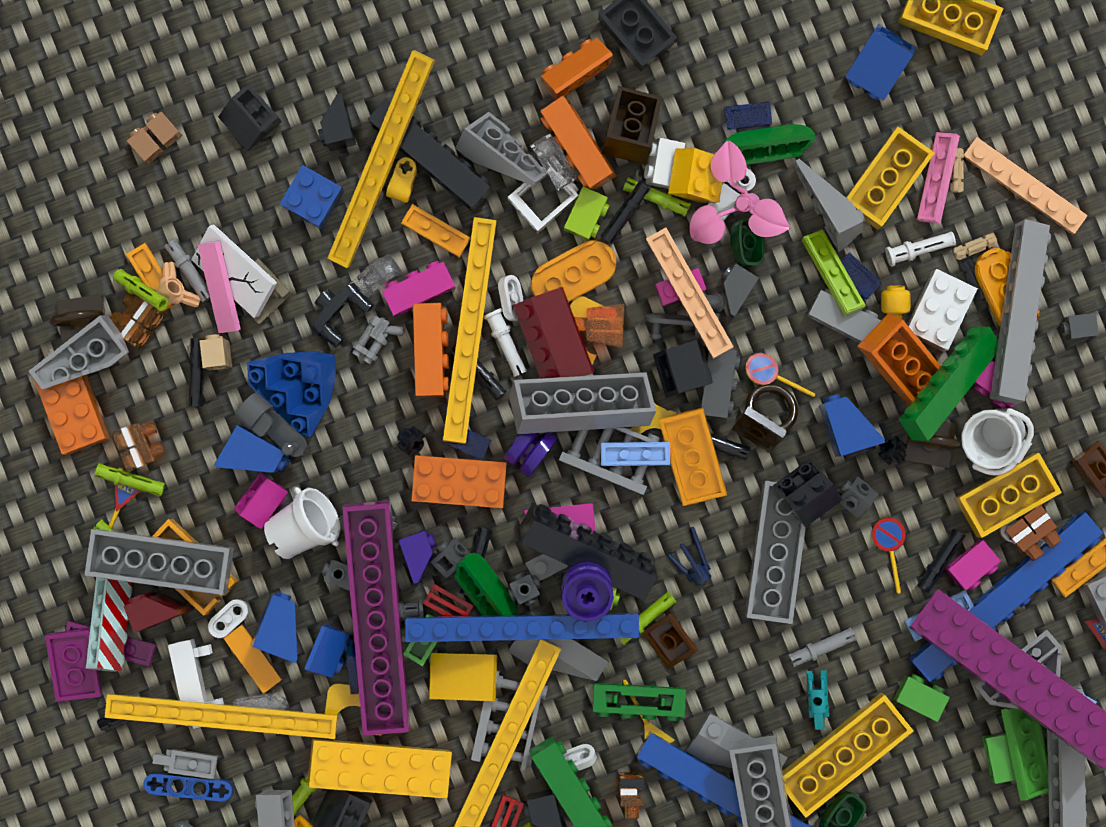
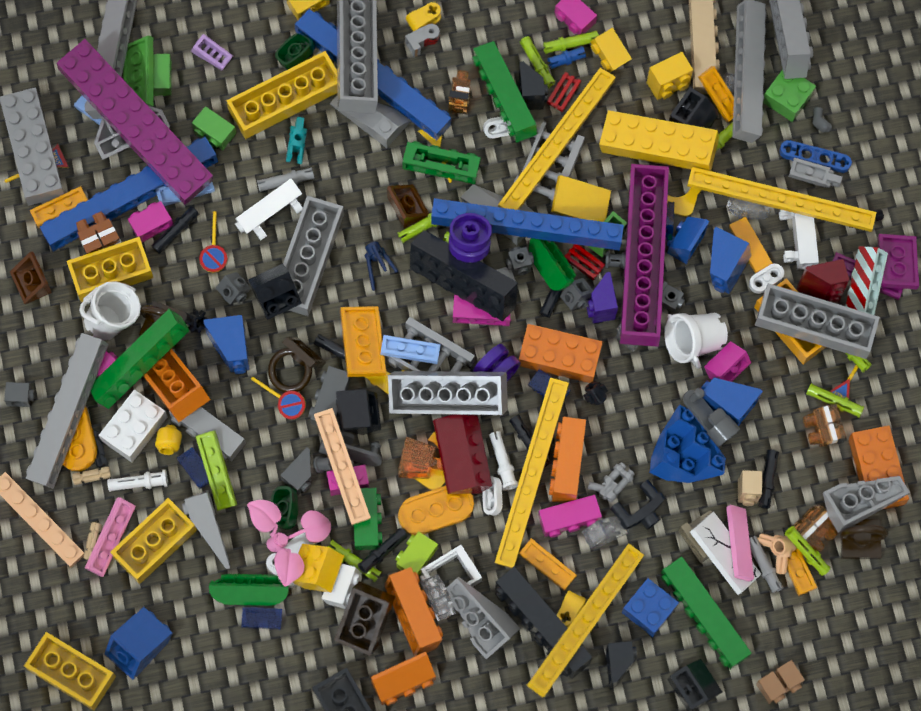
camera: 175 degrees left, 15 degrees down
(248, 202) = (706, 613): none -> green brick
(644, 226) = (366, 532): none -> green brick
(835, 605) = (267, 207): none -> white brick
(962, 805) = (208, 57): none -> lavender slope

